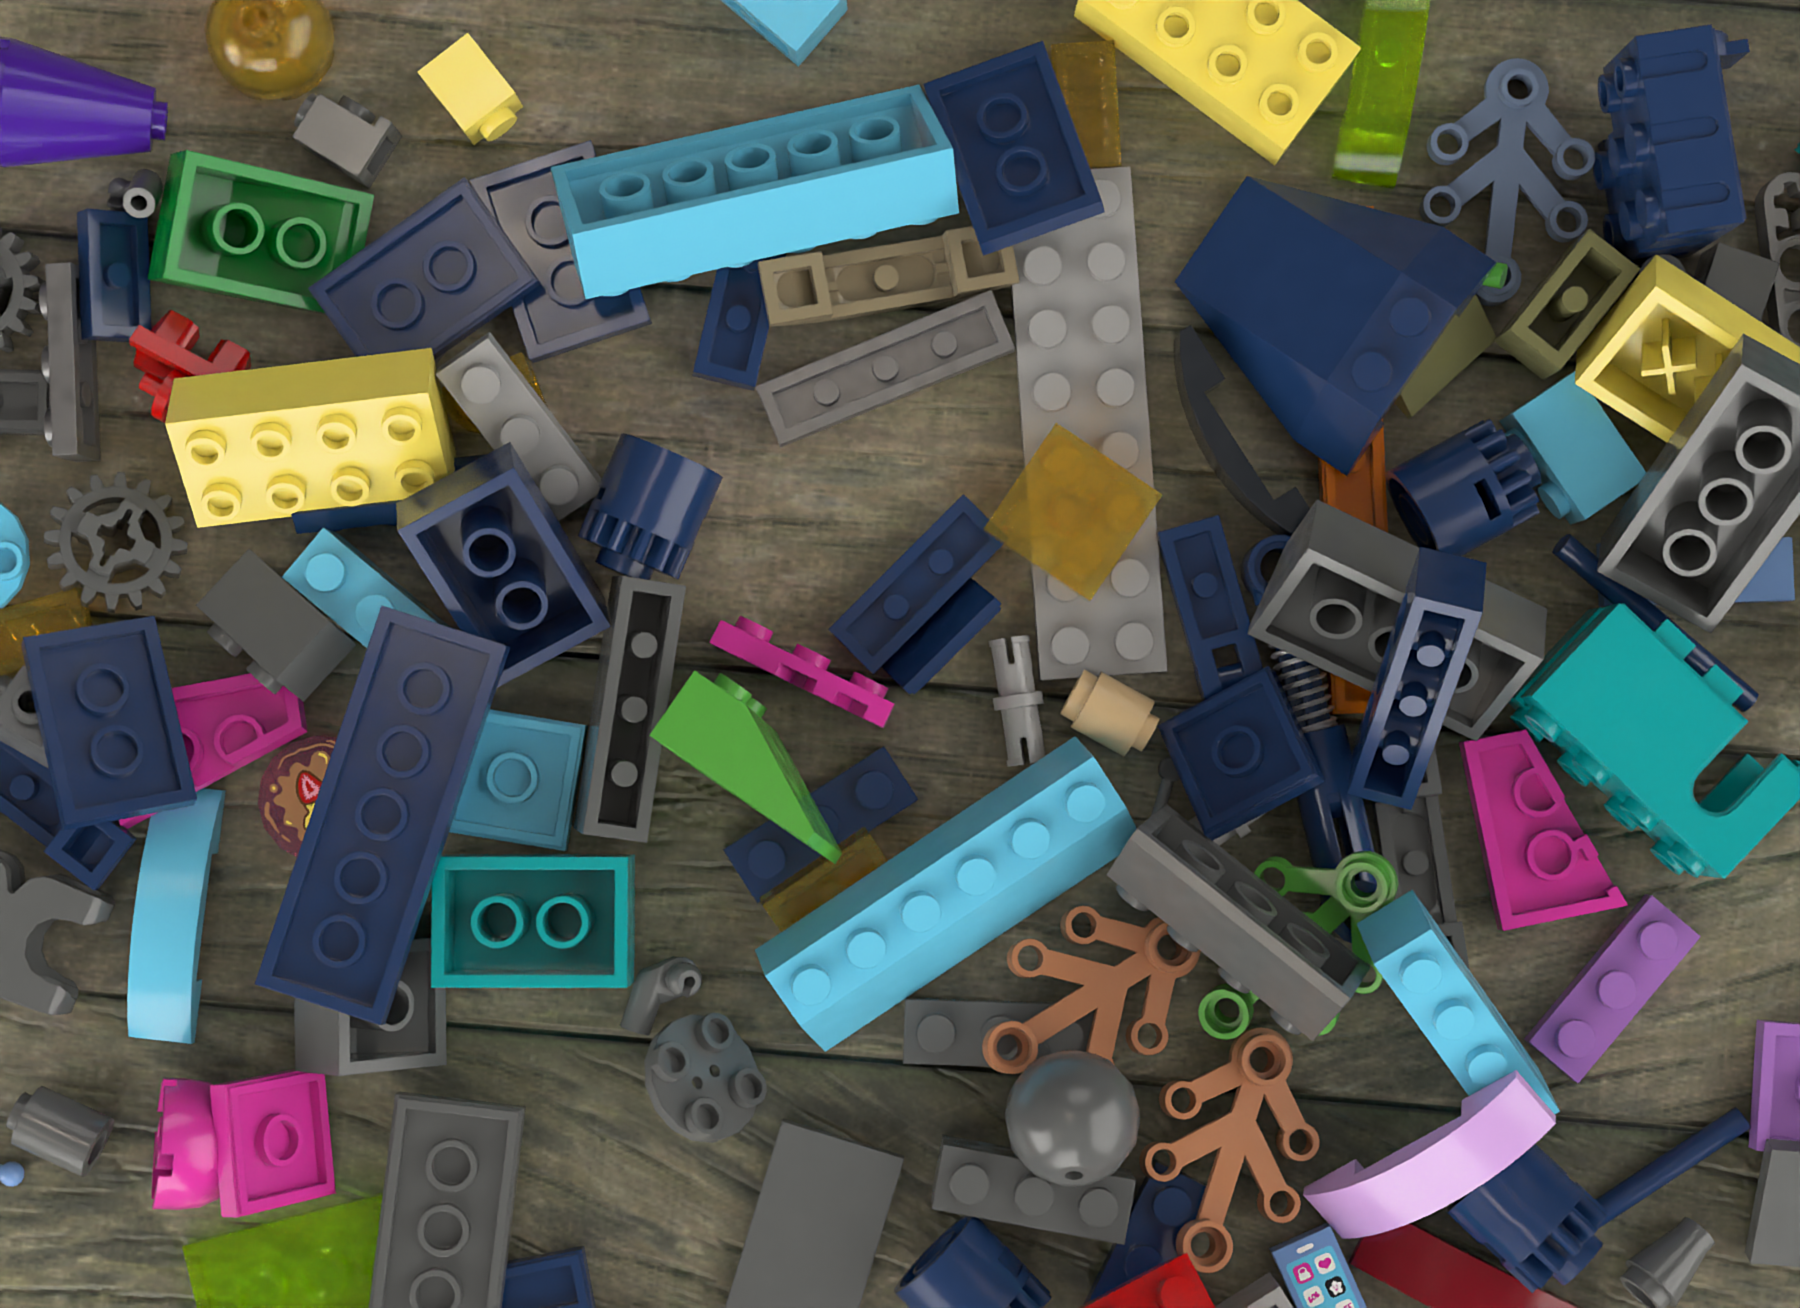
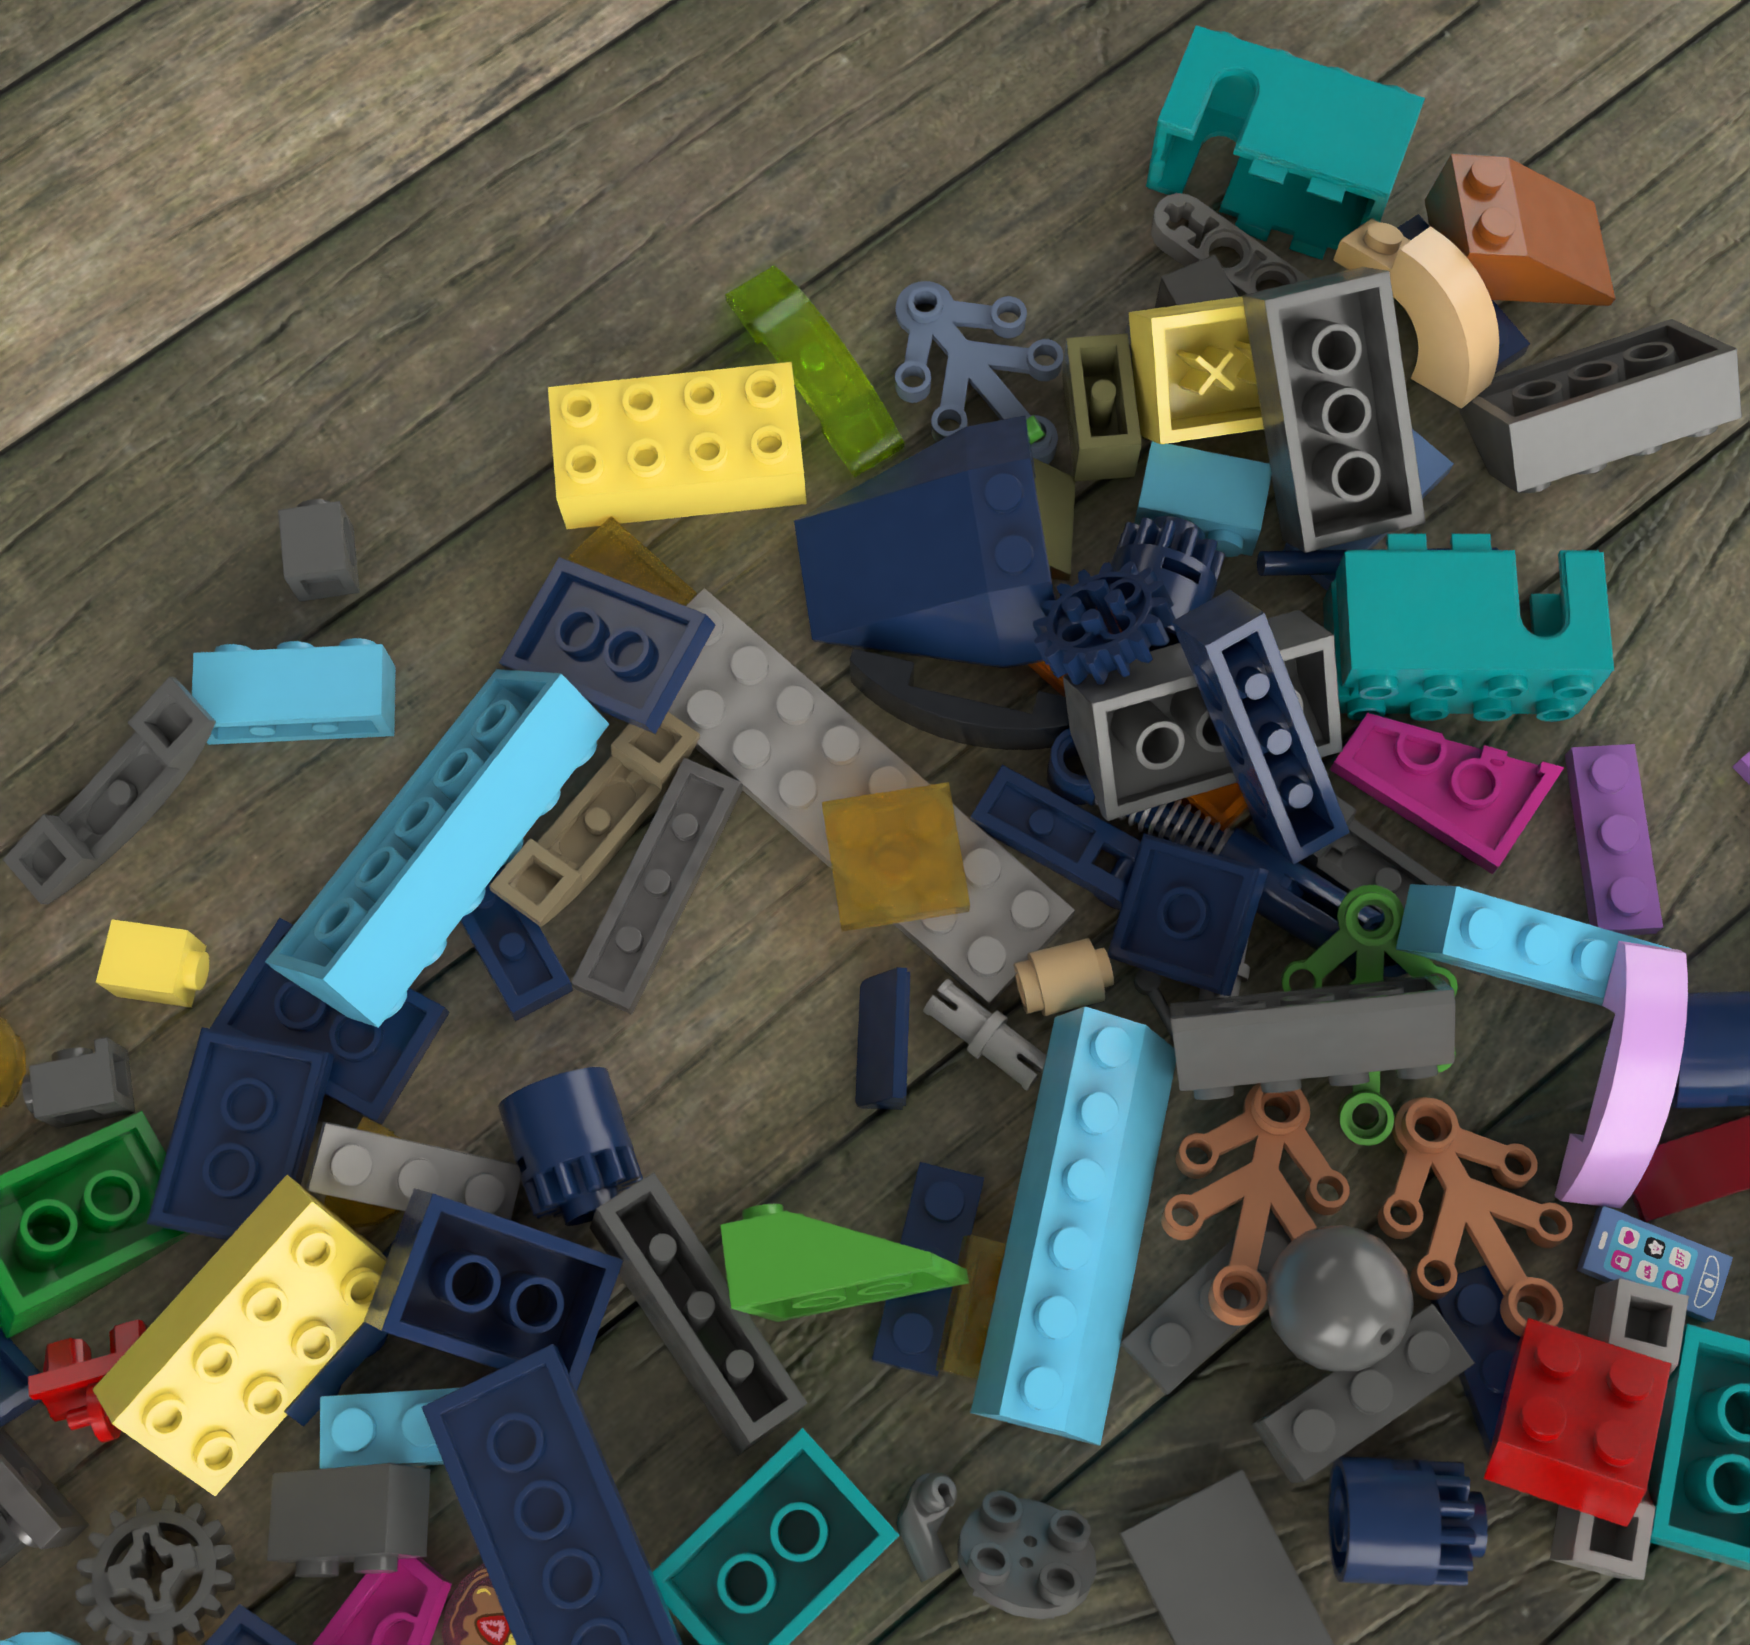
camera: 40 degrees left, 15 degrees down
(523, 781) = (665, 1457): medium azure tile -> none
(804, 669) = (808, 1159): dark pink wing -> none
(916, 585) = (830, 1020): dark blue plate -> none
(1417, 491) = (1104, 623): none -> dark blue gear
(1671, 145) = (1074, 236): dark blue piece -> none

